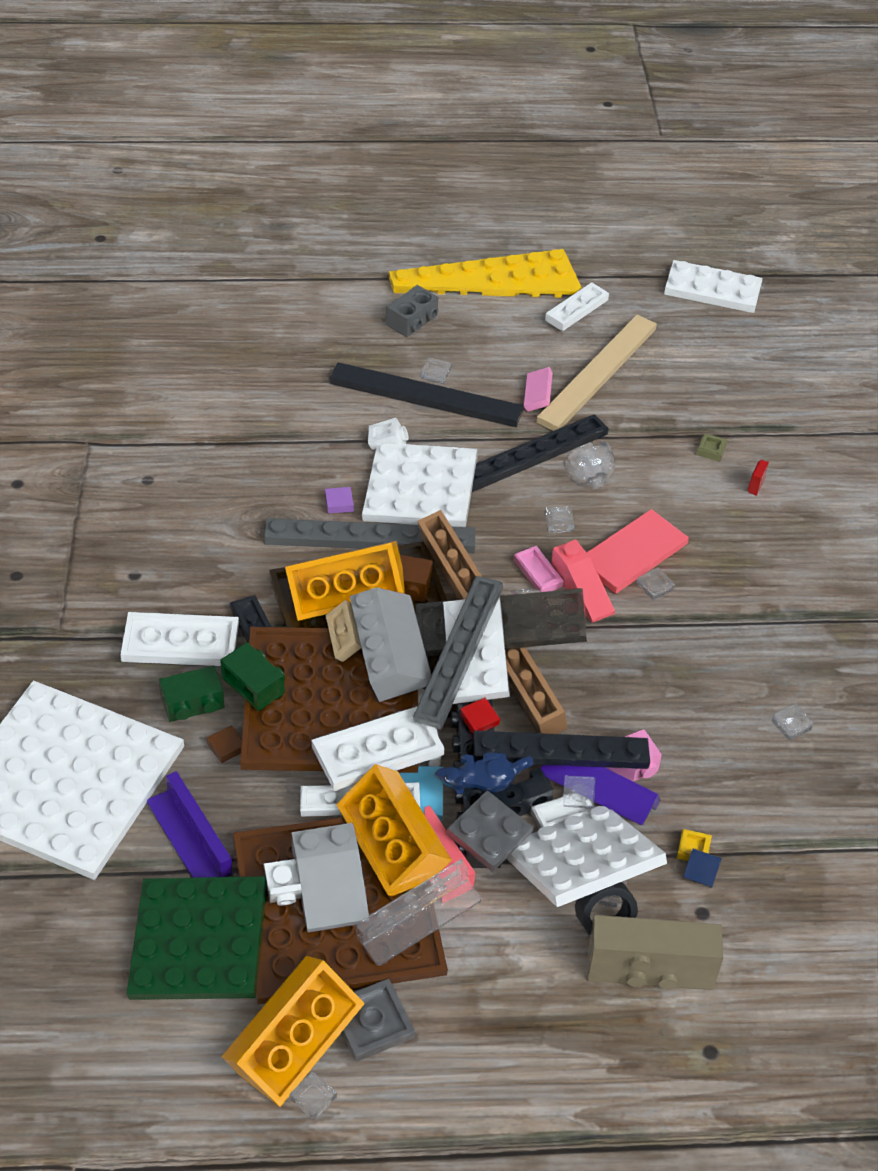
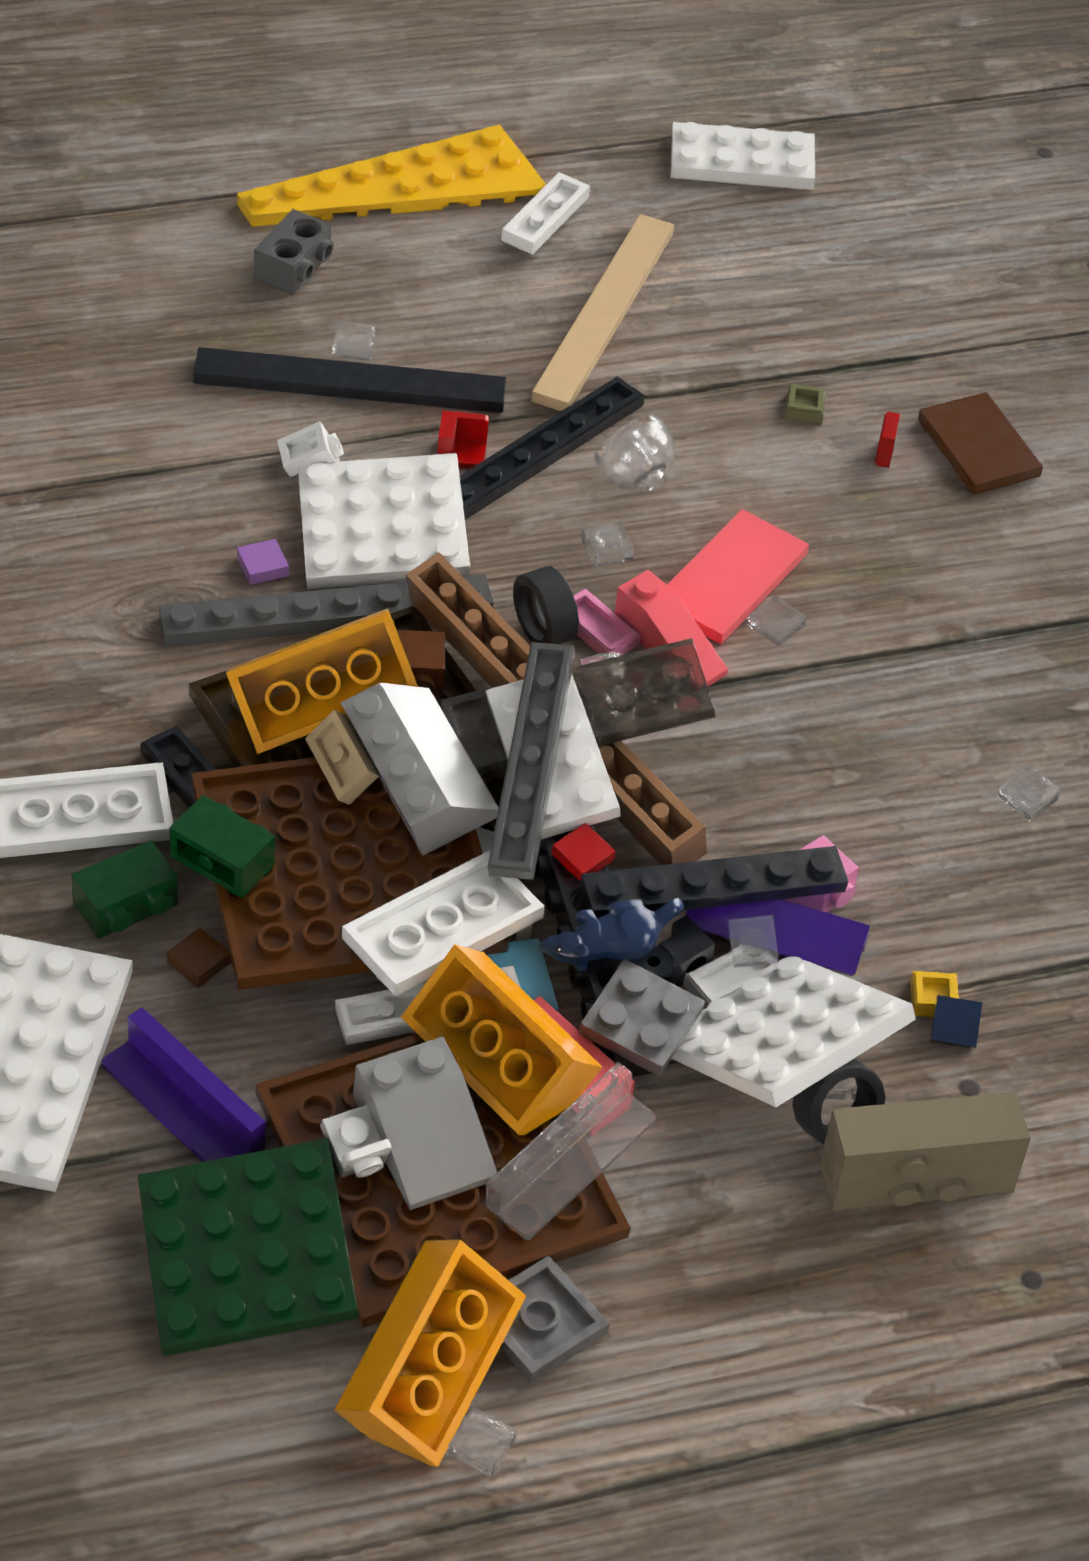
camera: 15 degrees left, 0 degrees up
(485, 439) = (463, 435): none -> red panel
(504, 554) = (545, 606): none -> black tyre
(538, 389) = (522, 349): bright pink tile -> none
(820, 488) = (980, 443): none -> reddish brown tile

